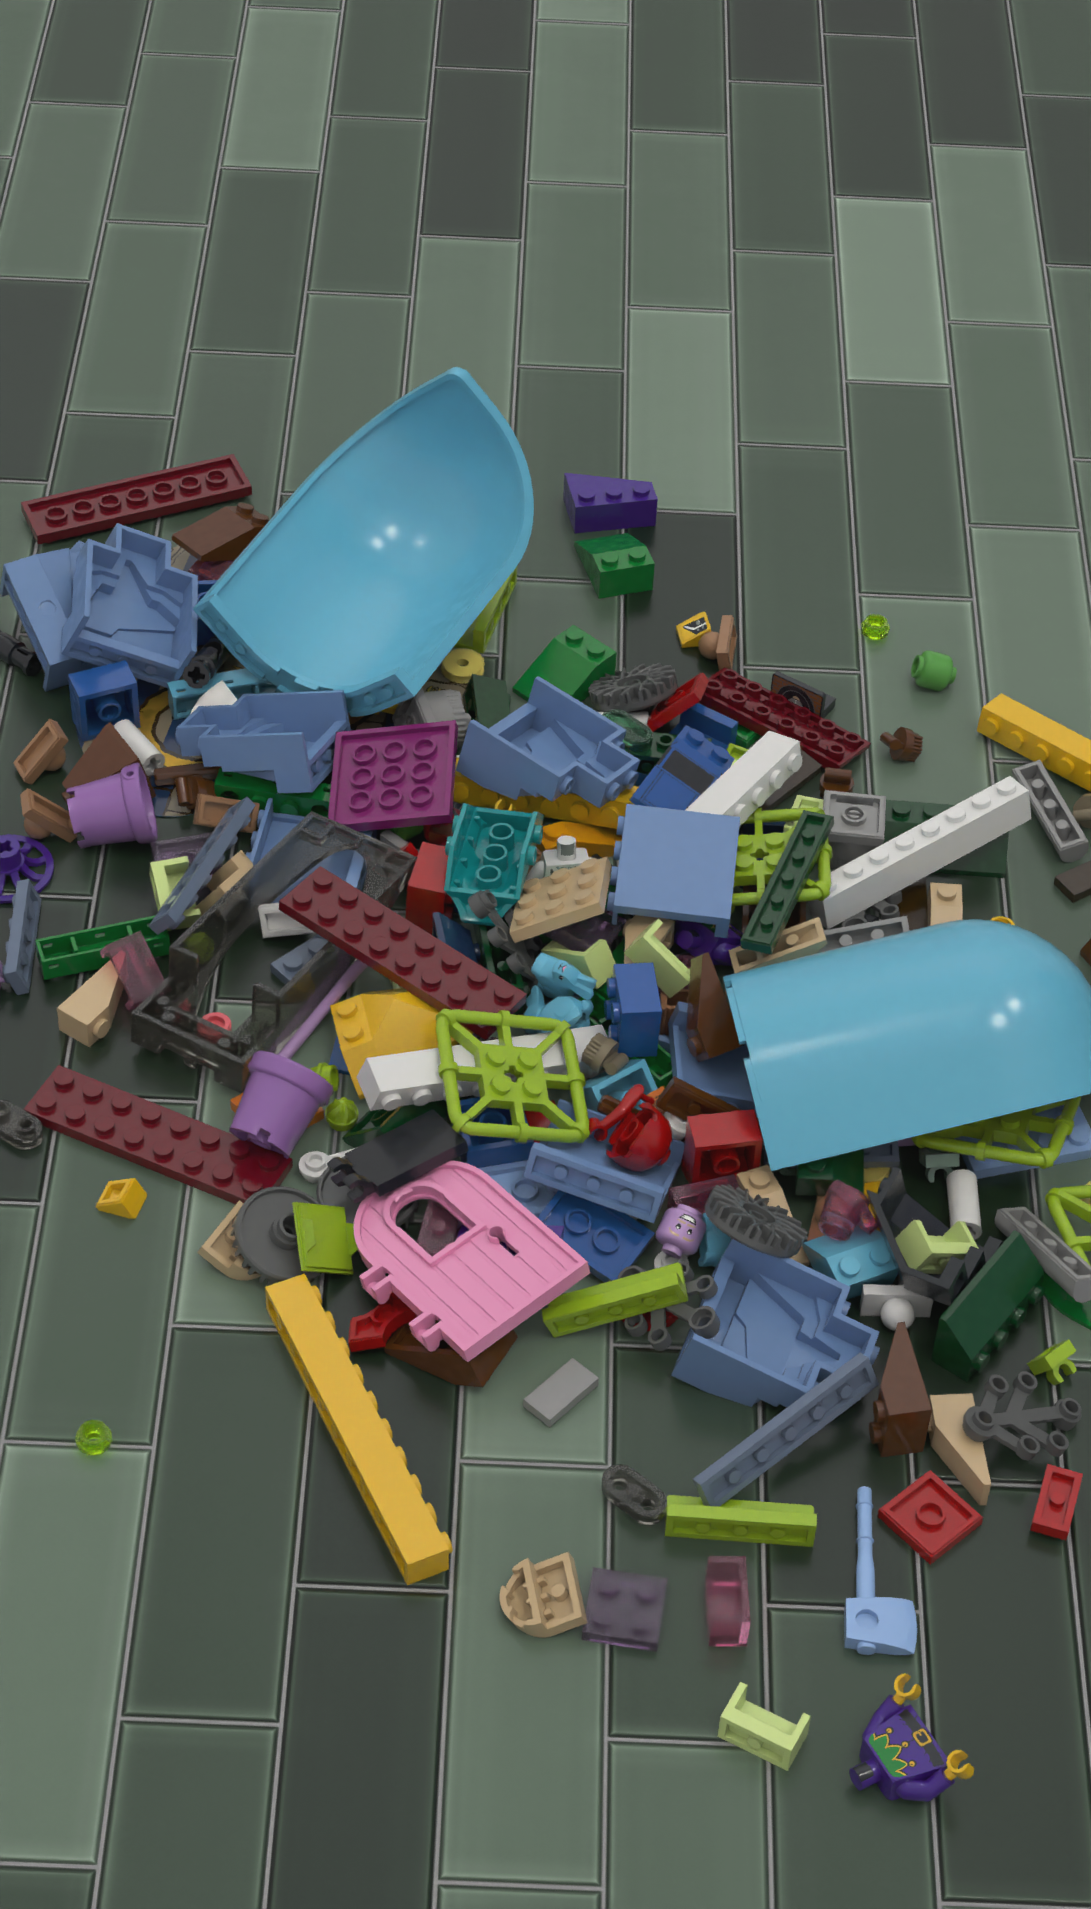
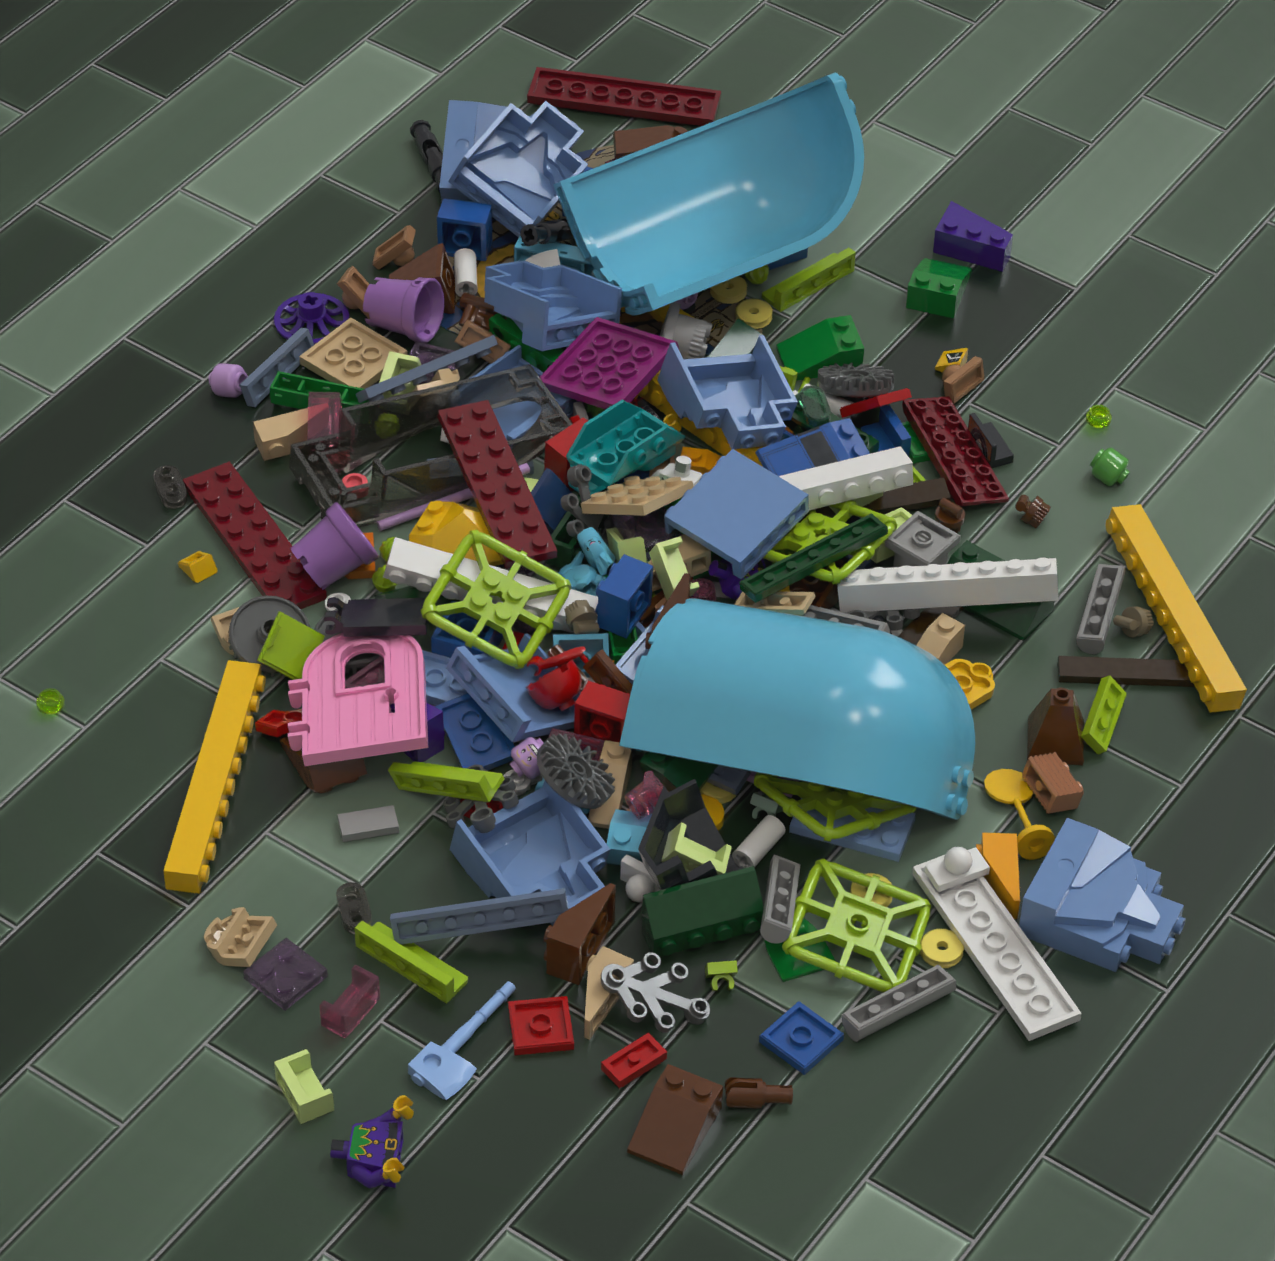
camera: 35 degrees right, 0 degrees up
(93, 888) = (350, 355): none -> tan plate

